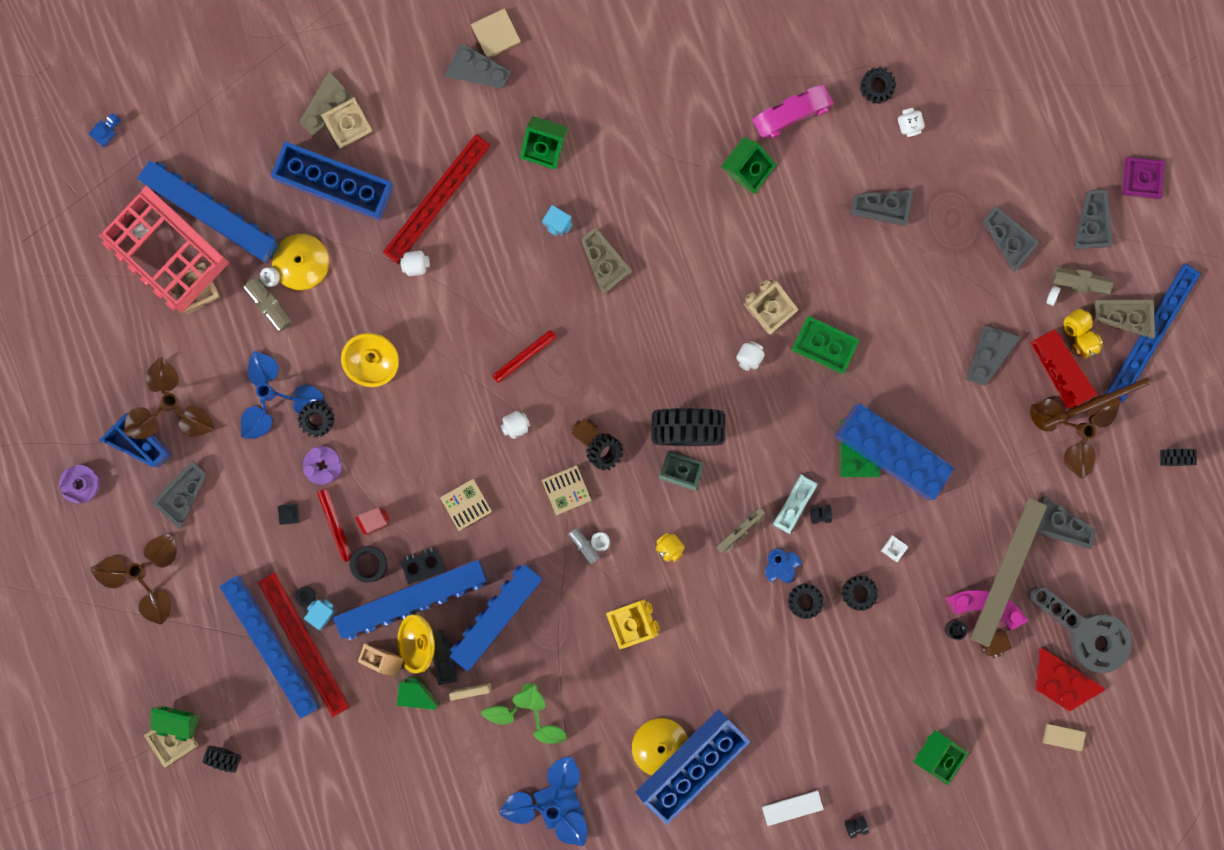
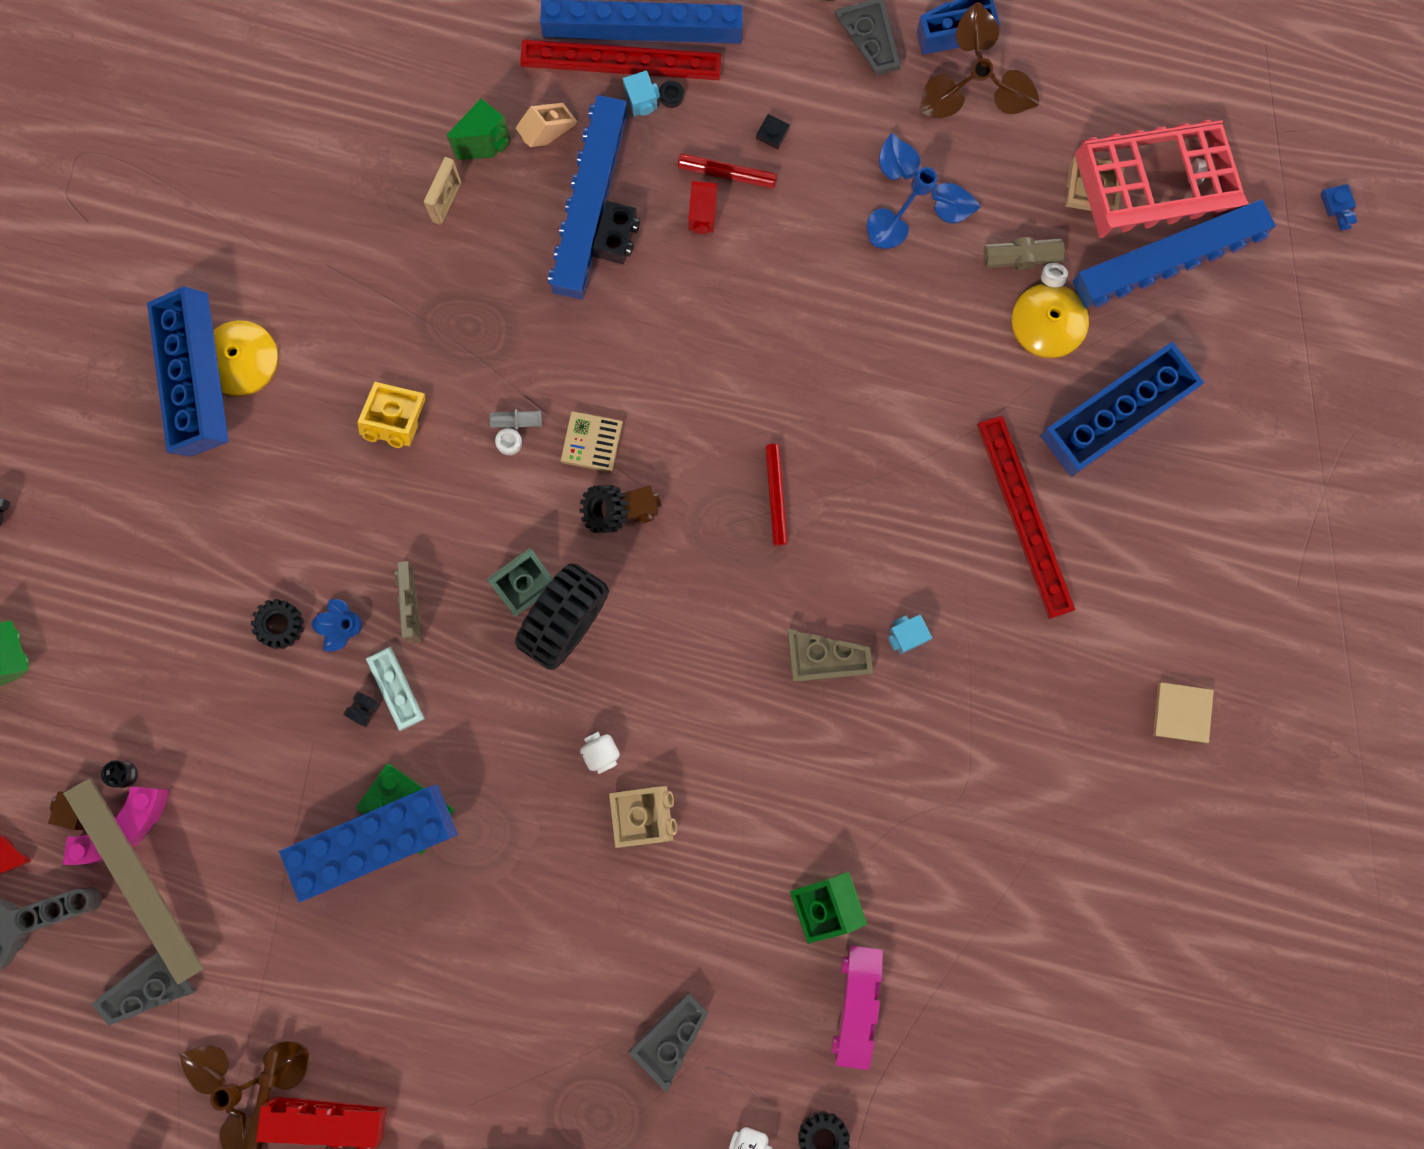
camera: 120 degrees right, 5 degrees down
(316, 456) = (806, 185): medium lavender plate -> none
(324, 411) = (856, 210): black tyre -> none
(327, 97) = (1217, 463): dark tan wing -> none
(346, 123) = (1182, 470): tan tile -> none
(355, 571) = (663, 159): black tyre -> none
(364, 368) = (886, 319): yellow dish -> none
(415, 263) = (965, 441): white head -> none
(415, 643) = (534, 167): yellow dish -> none
(443, 663) = (500, 190): black hinge -> none
(466, 504) = (652, 323): tan tile -> none
(476, 68) = (1154, 662): dark grey wing -> none
(496, 617) = (504, 269): blue brick -> none
(515, 424) = (704, 432): white head -> none
(529, 699) = (392, 249): bright green plant -> none
(543, 142) = (1014, 681): green slope -> none
(567, 801) = (259, 211): blue tile -> none
(572, 827) = (224, 201): blue plant -> none
(670, 547) = (445, 511): yellow head -> none
(792, 807) = (67, 455): white tile -> none
(825, 345) = (552, 851): green plate -> none
(871, 593) = (226, 686): black tyre -> none
(894, 548) = (262, 767): white plate -> none
(990, 353) = (405, 1046): dark grey wing -> none

